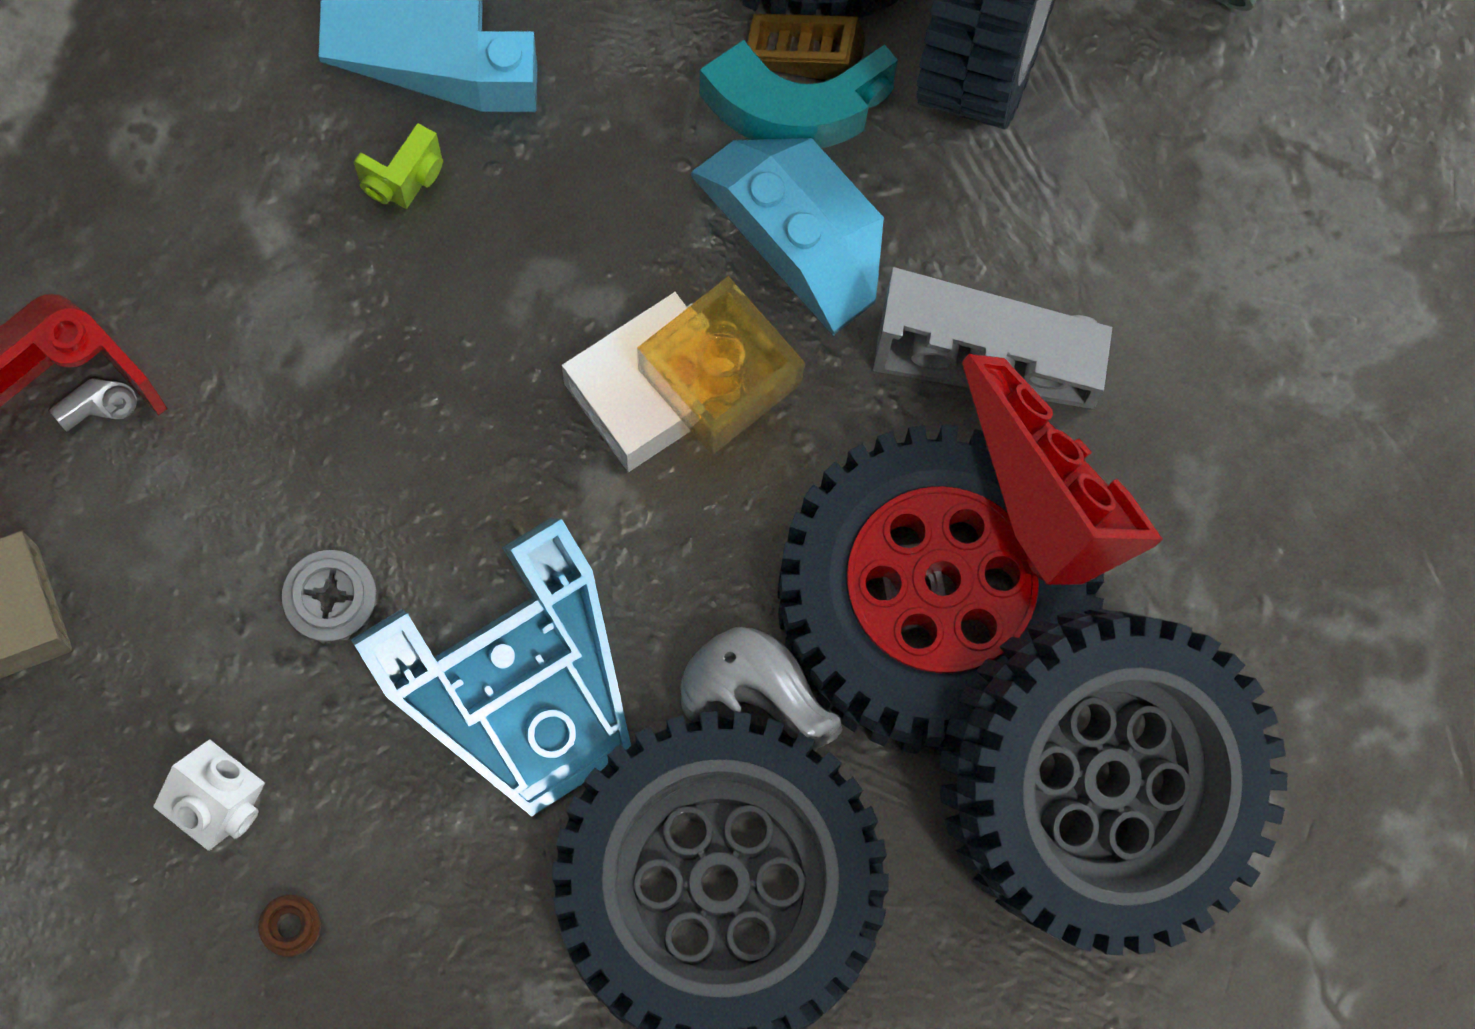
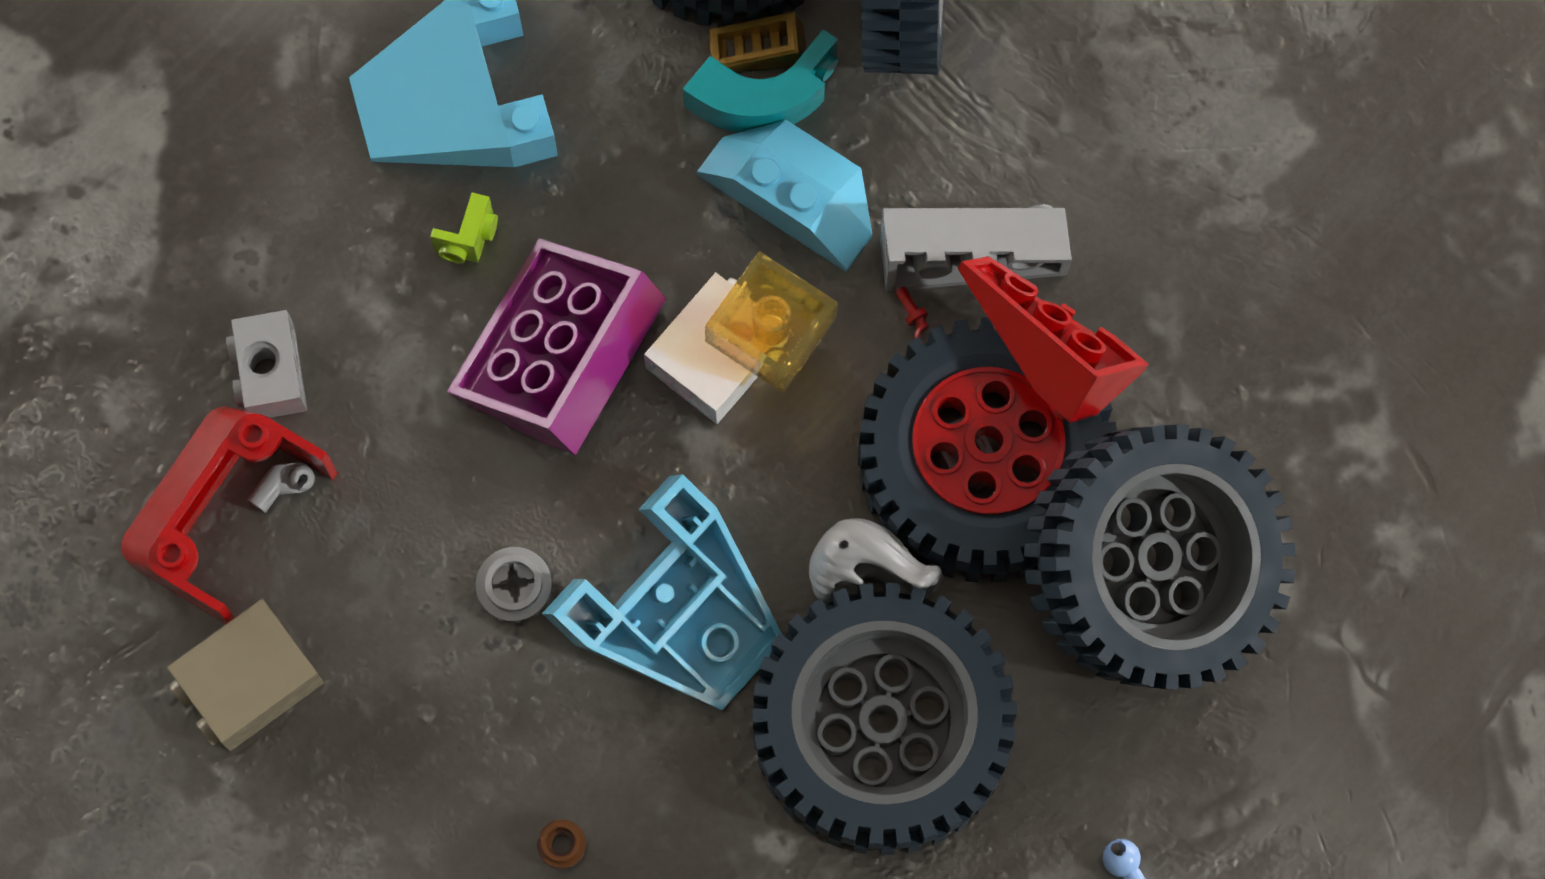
camera: 10 degrees left, 0 degrees up
(132, 290) = (262, 338): none -> light grey brick
(210, 795) = (472, 761): white brick -> none
(468, 328) = (558, 344): none -> magenta slope
(900, 408) = (916, 316): none -> red hand

